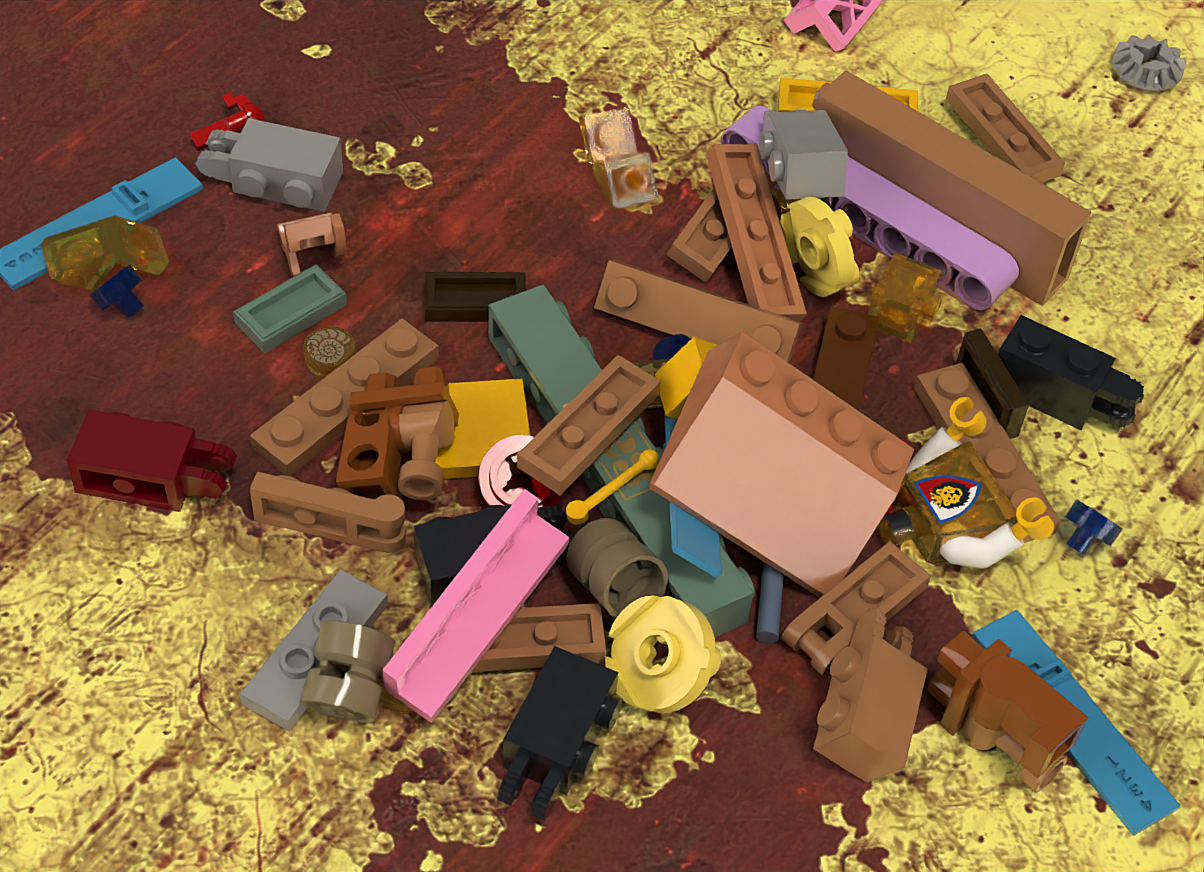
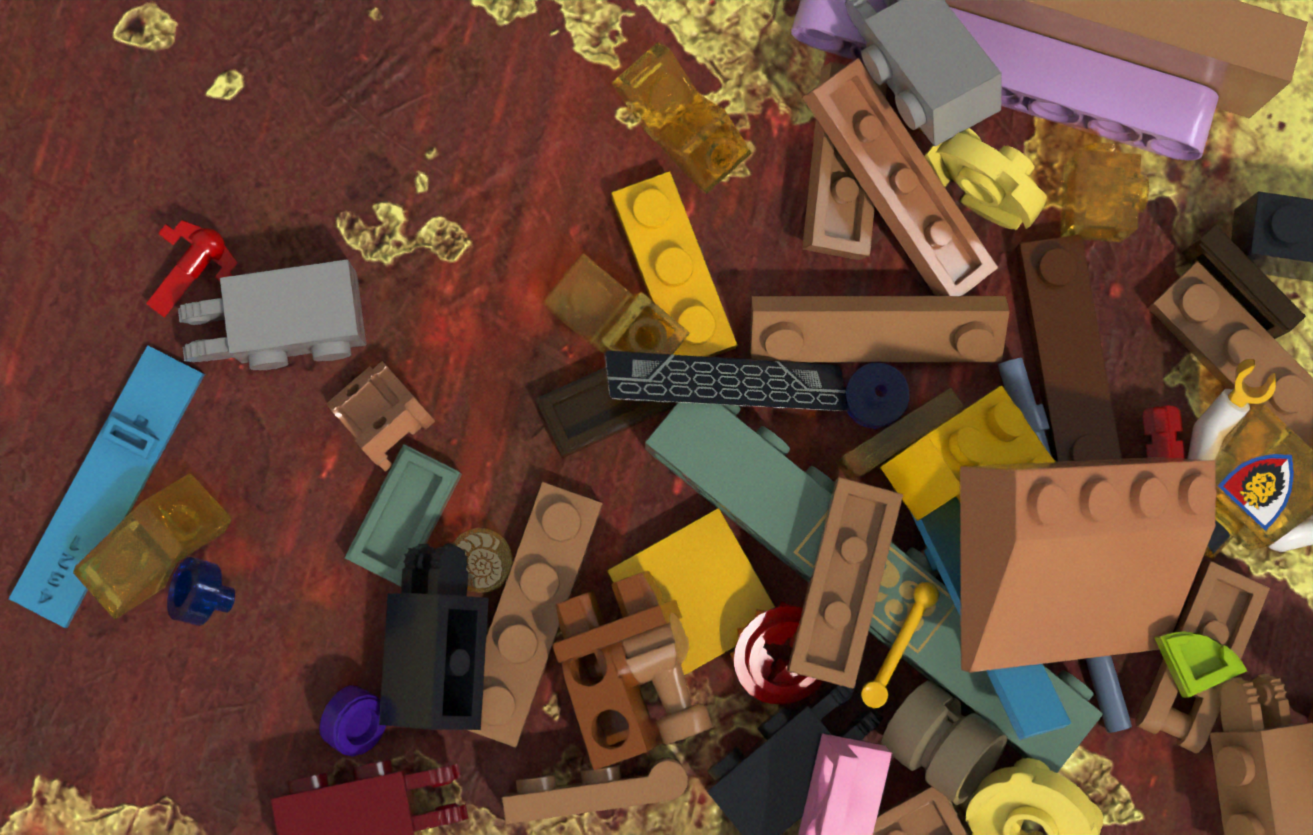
camera: 25 degrees left, 30 degrees up
(178, 401) = (352, 721): none -> dark purple tile
(262, 375) = (434, 645): none -> black hinge
(506, 243) = (609, 314): none -> clear yellow slope
(567, 240) = (673, 264): none -> yellow plate
(568, 294) = (724, 381): none -> black sticker
(847, 594) = (1197, 661): none -> lime tile

